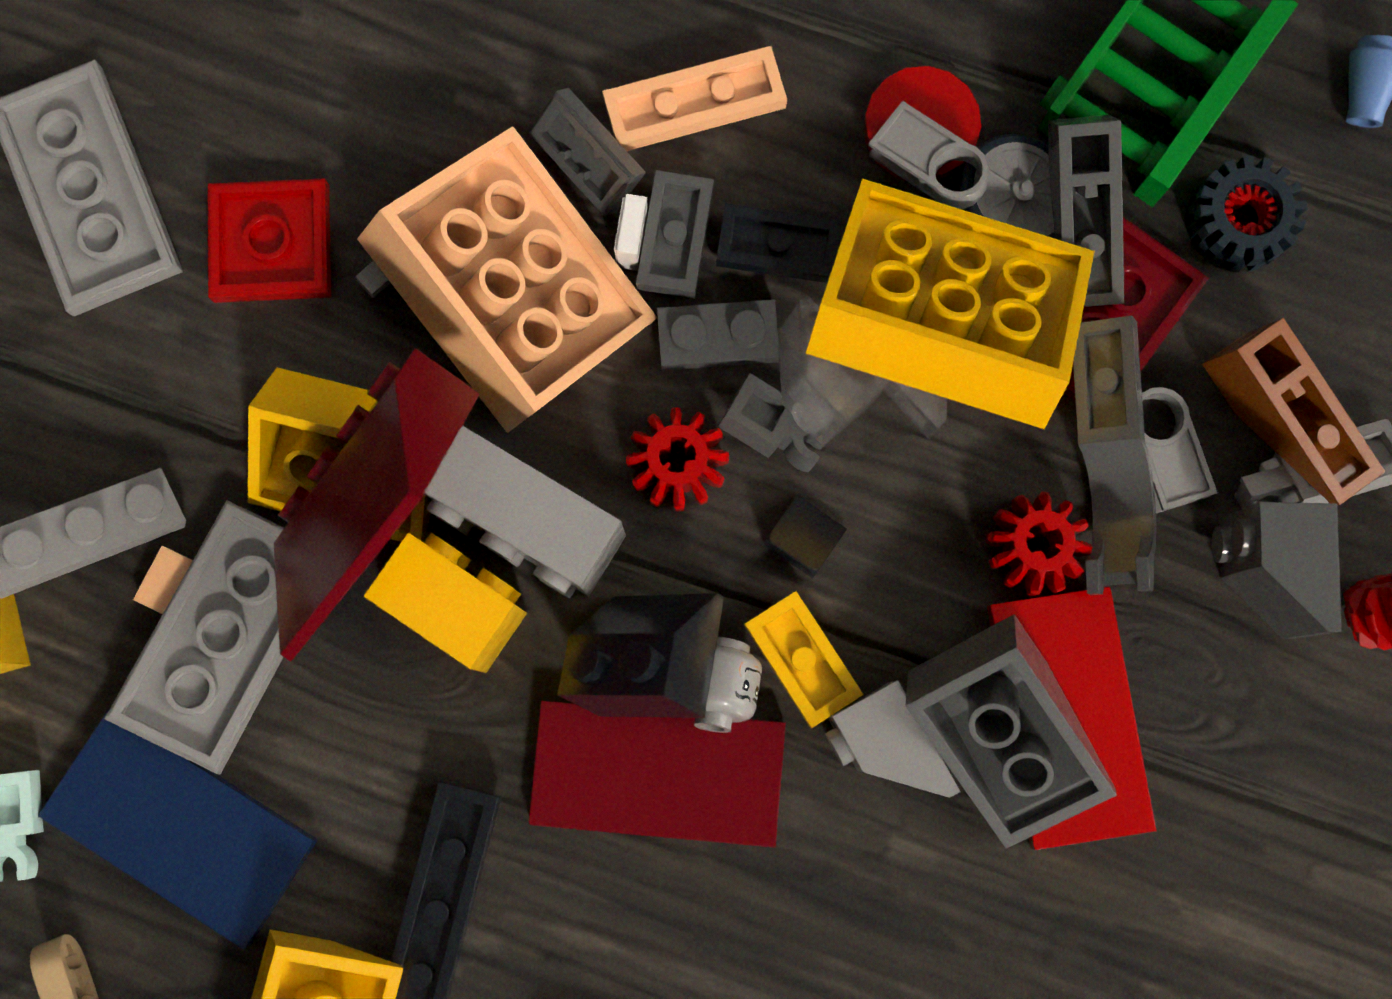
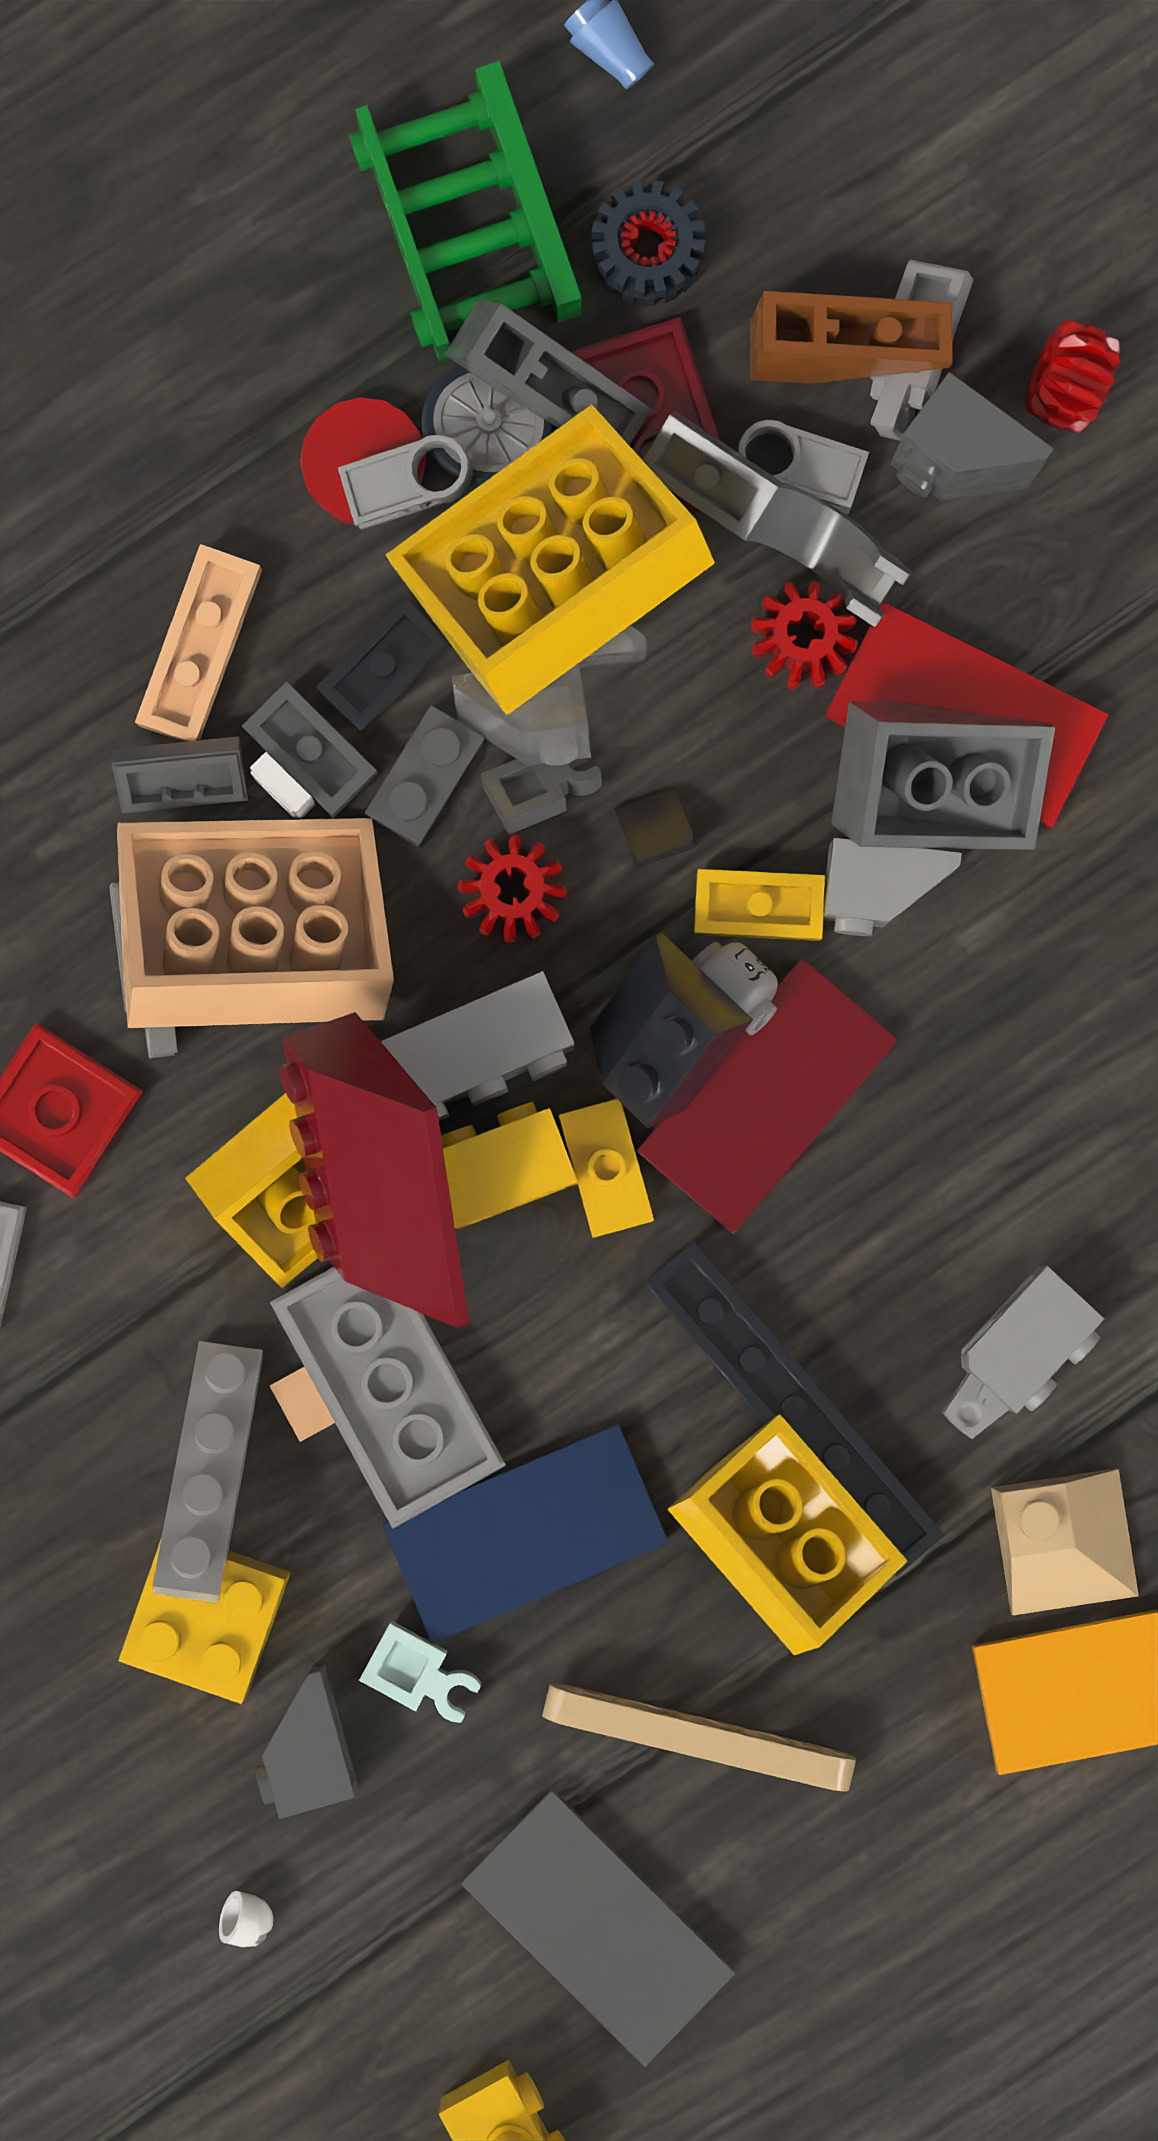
camera: 60 degrees left, 5 degrees up
(511, 687) = (606, 1168): none -> yellow plate

